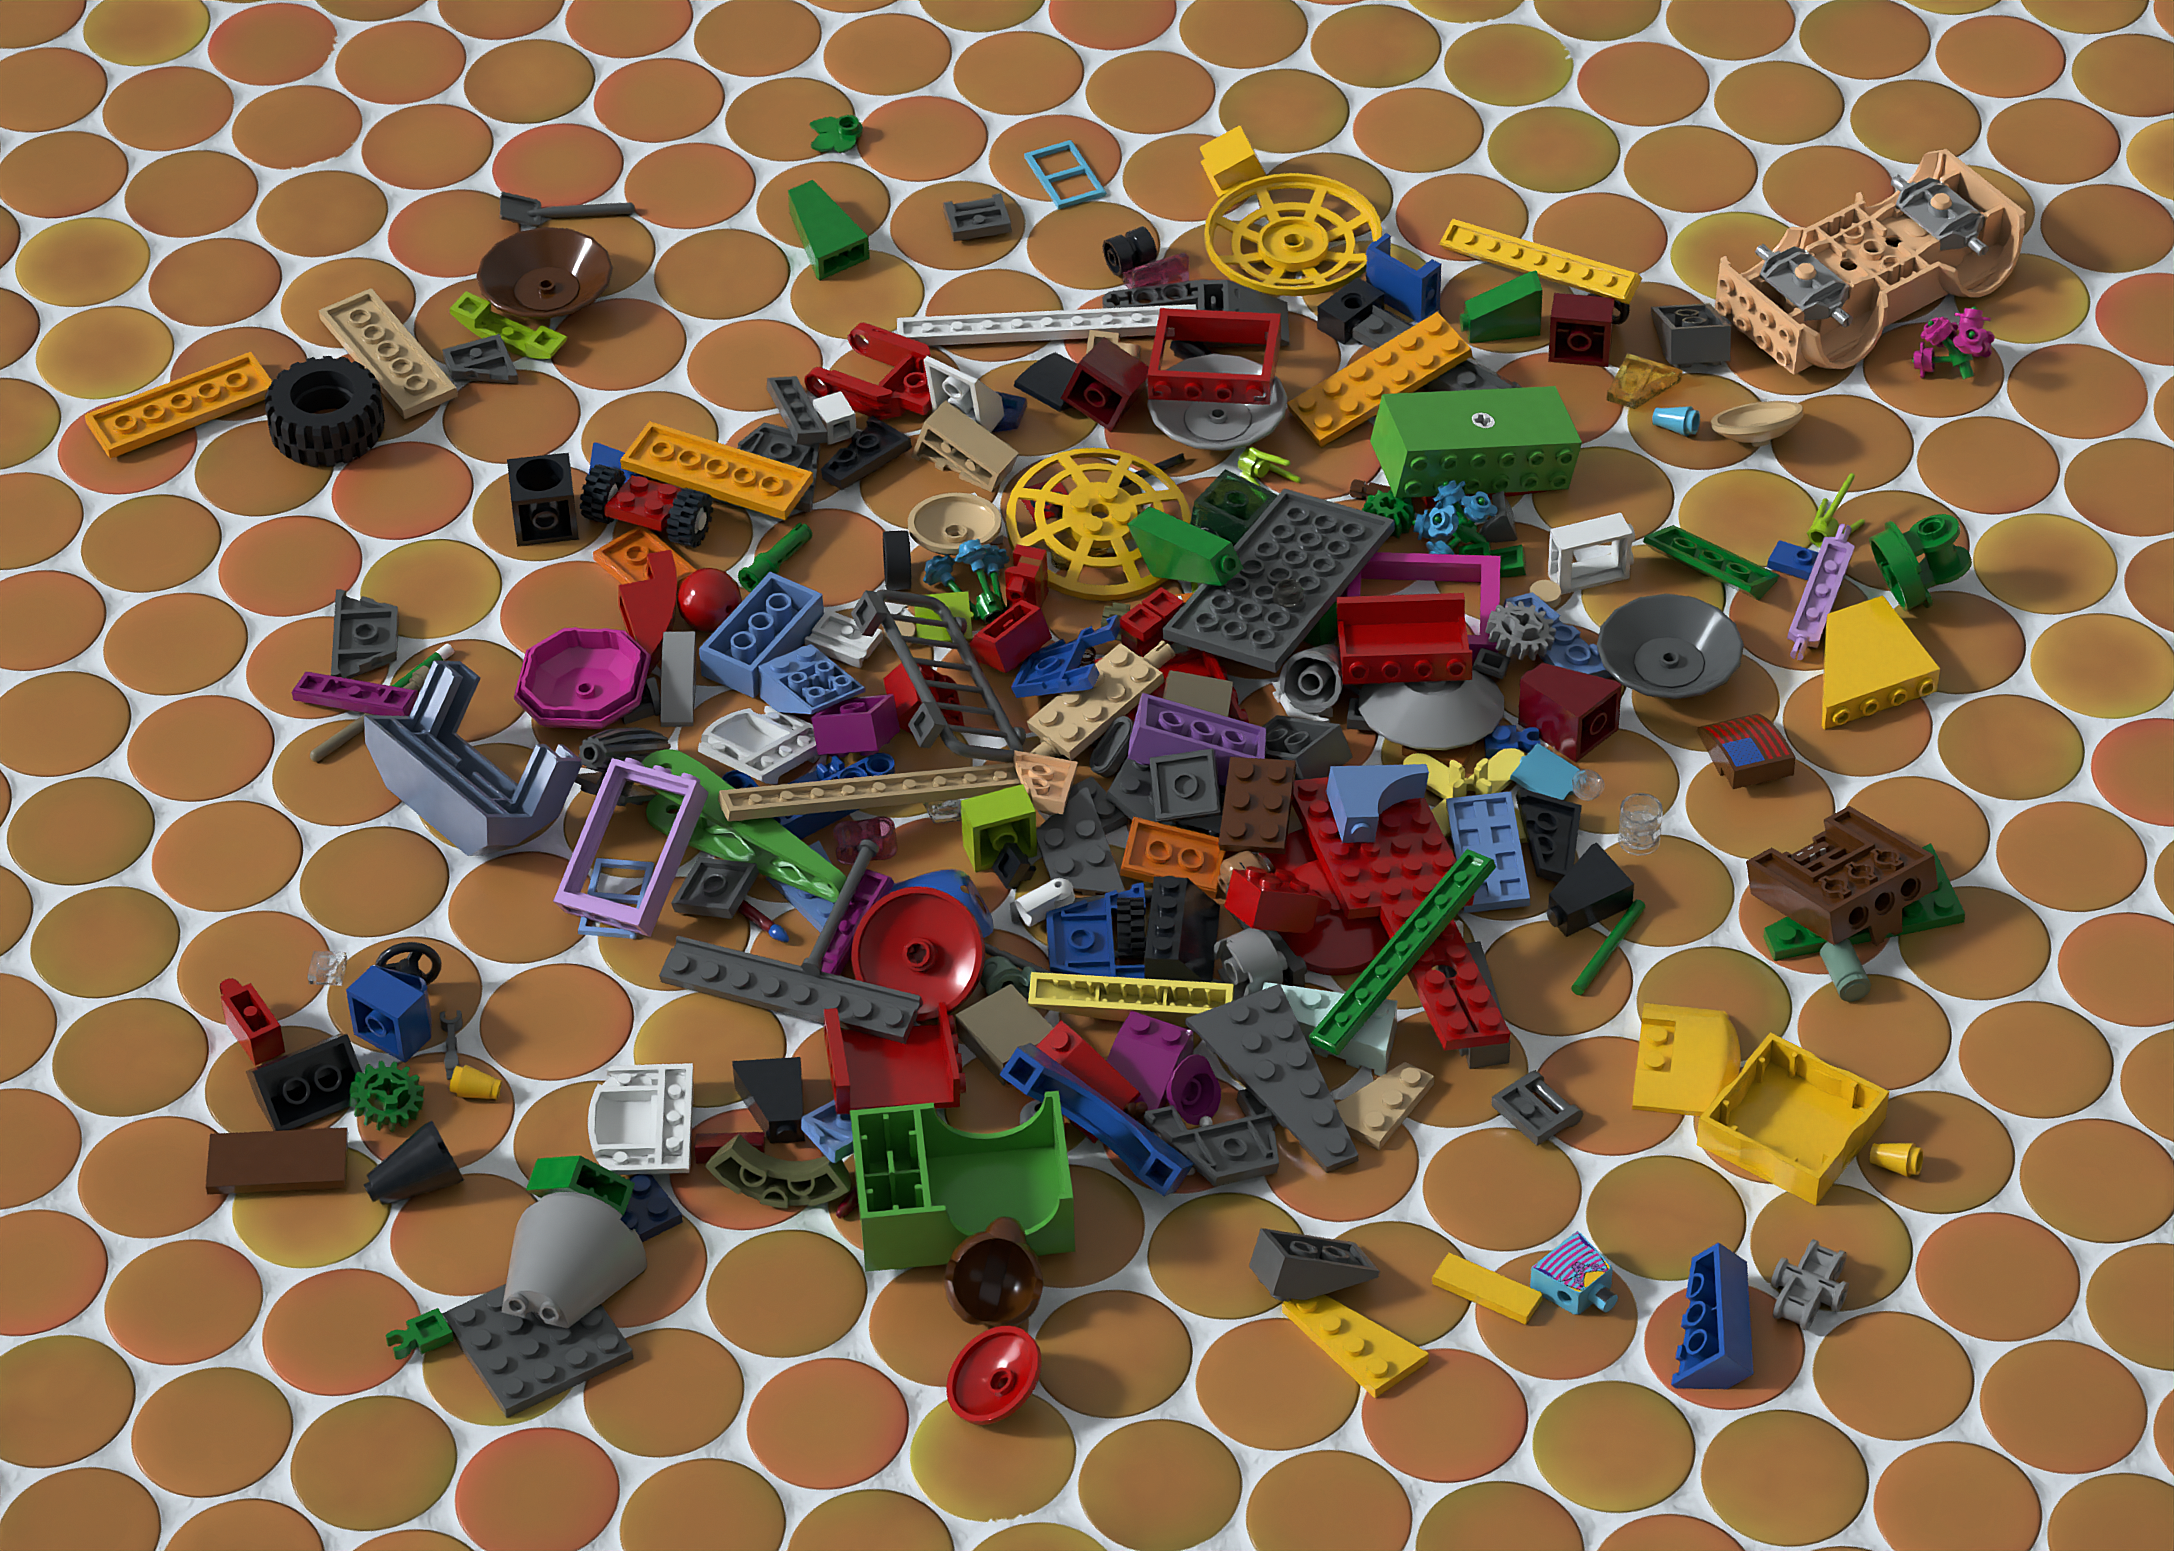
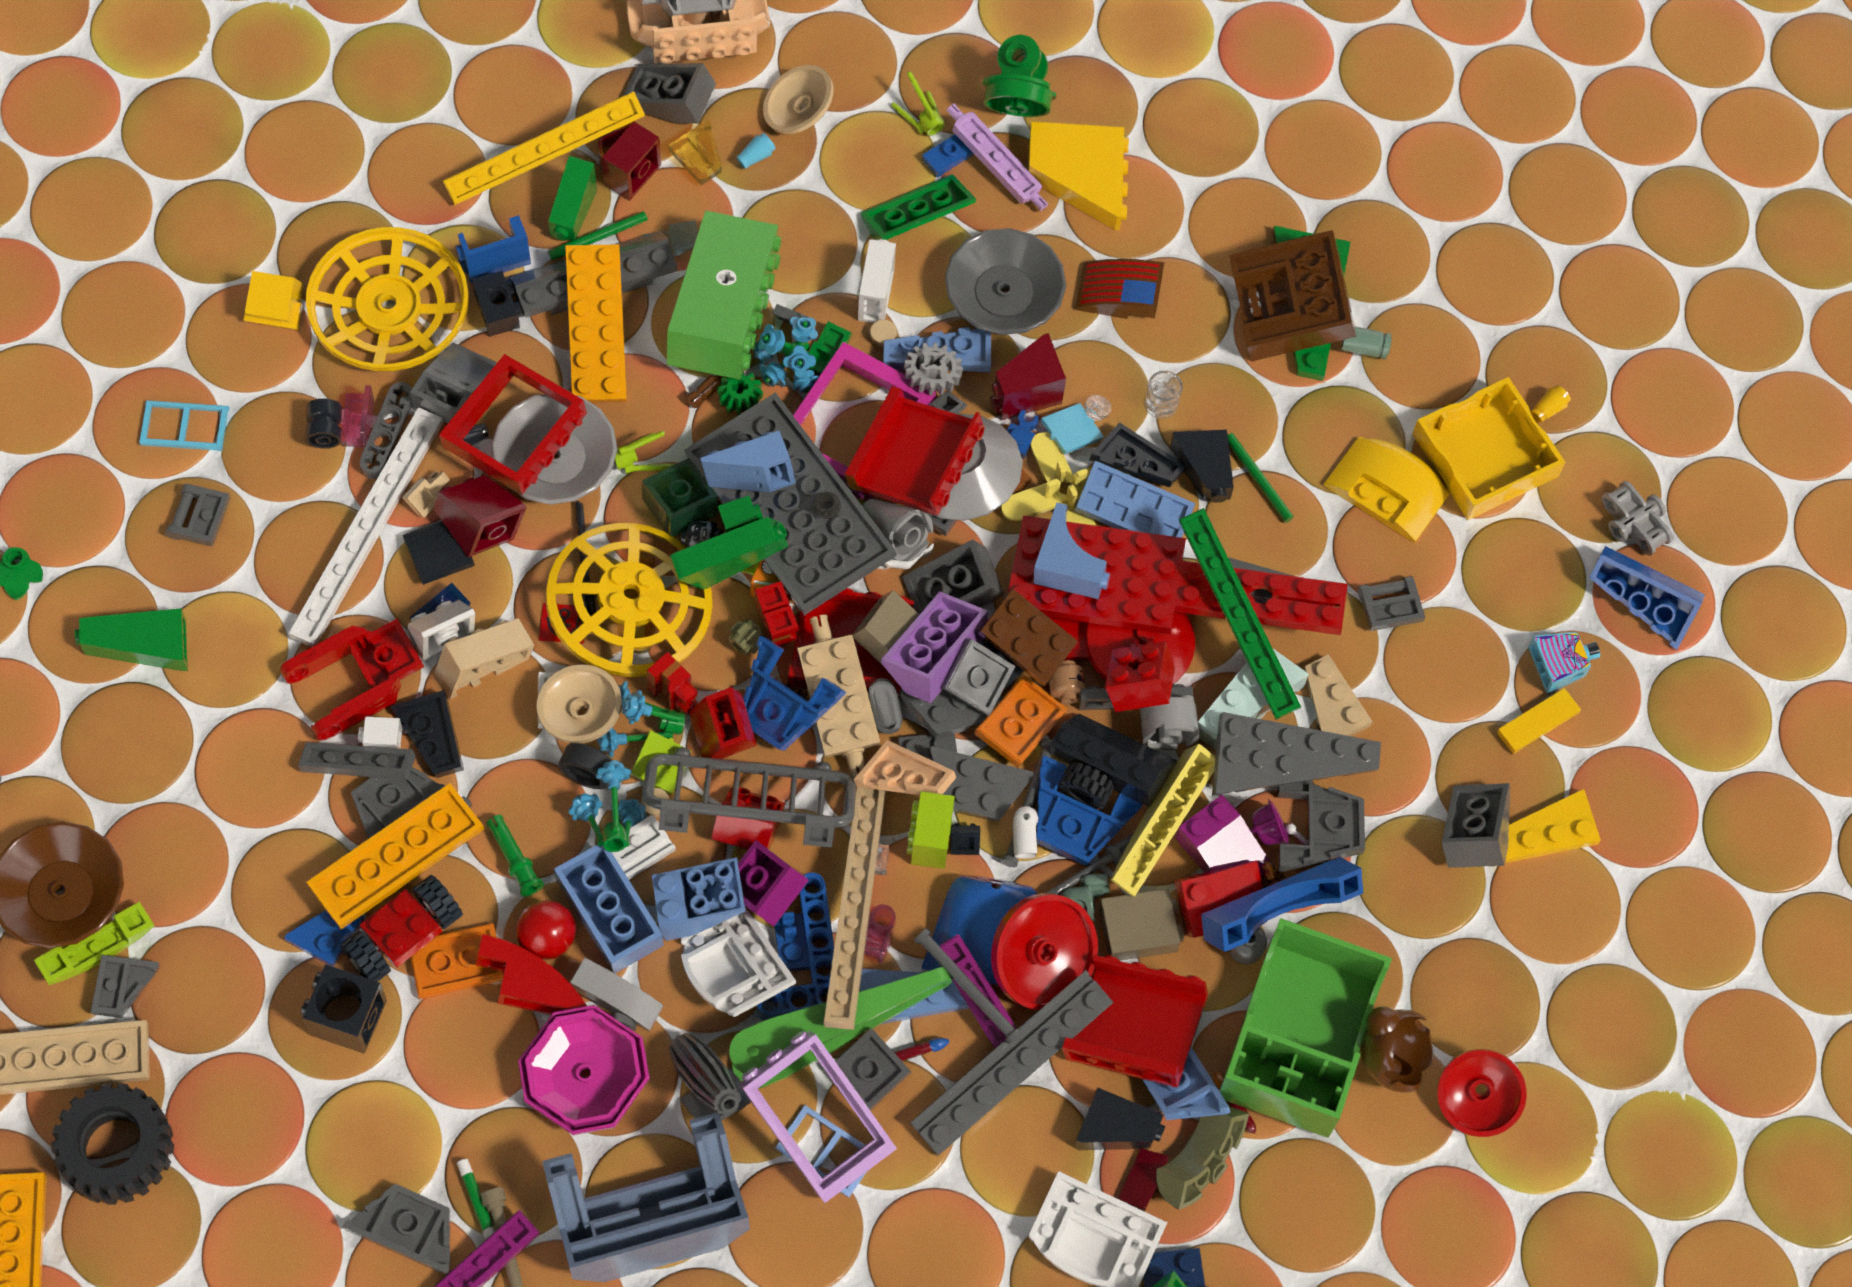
camera: 70 degrees left, 20 degrees up
(856, 581) = (629, 812): none -> dark azure plant
(1236, 533) = (739, 513): none -> green brick
(1289, 520) = (751, 465): none -> medium blue slope
(1502, 359) = (600, 234): none -> green bar

